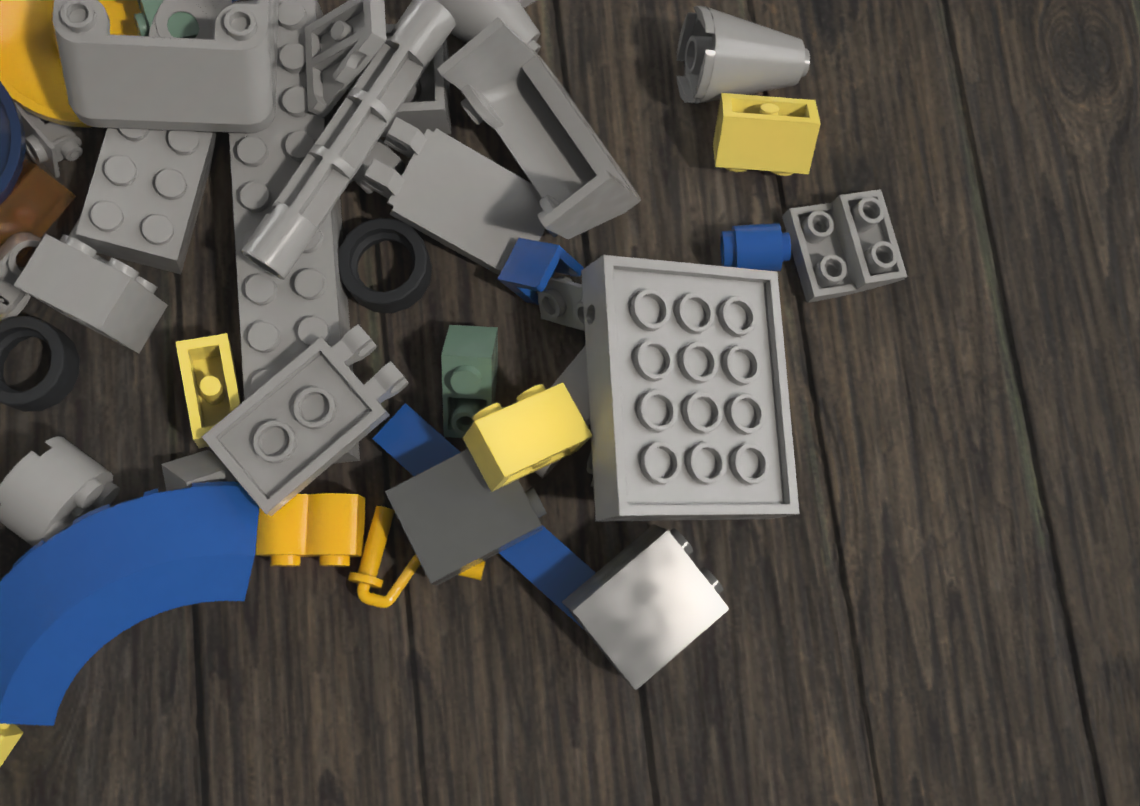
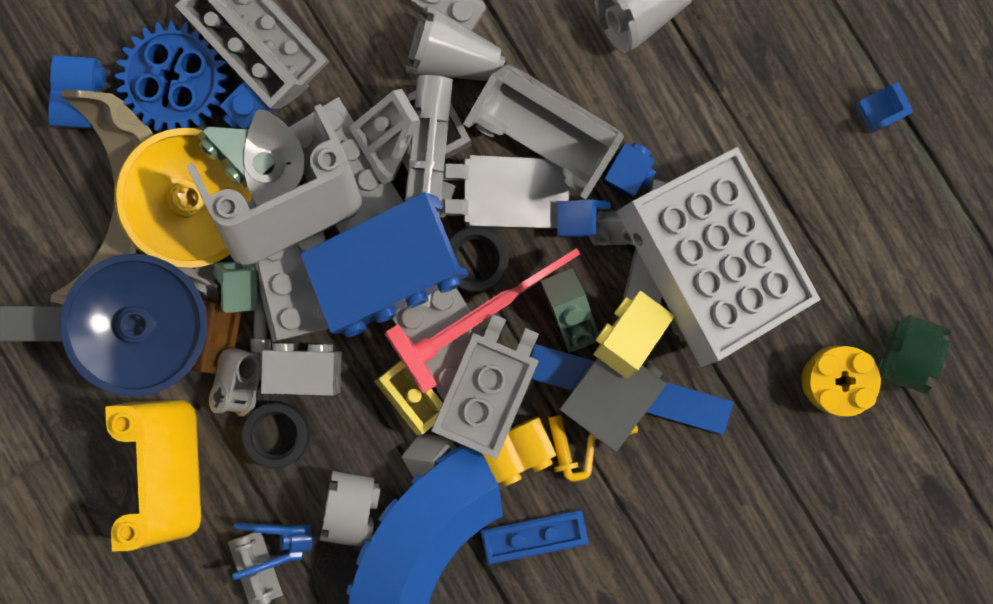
camera: 30 degrees left, 10 degrees up
(71, 159) = (237, 286): none -> sand green panel
(231, 331) = (417, 354): none -> coral piece
(242, 188) = (383, 266): none -> blue panel
(279, 654) = (534, 536): none -> blue tile
(629, 235) = (631, 170): none -> blue brick
(647, 604) = (751, 399): brick -> none
(755, 247) = (713, 134): blue brick -> none
(765, 134) = (687, 52): light yellow brick -> none
(807, 624) = (850, 398): none -> yellow brick
(844, 246) = (770, 102): light grey slope -> none
(898, 647) = (915, 353): none -> clear green brick
(990, 314) = (884, 107): none -> blue panel

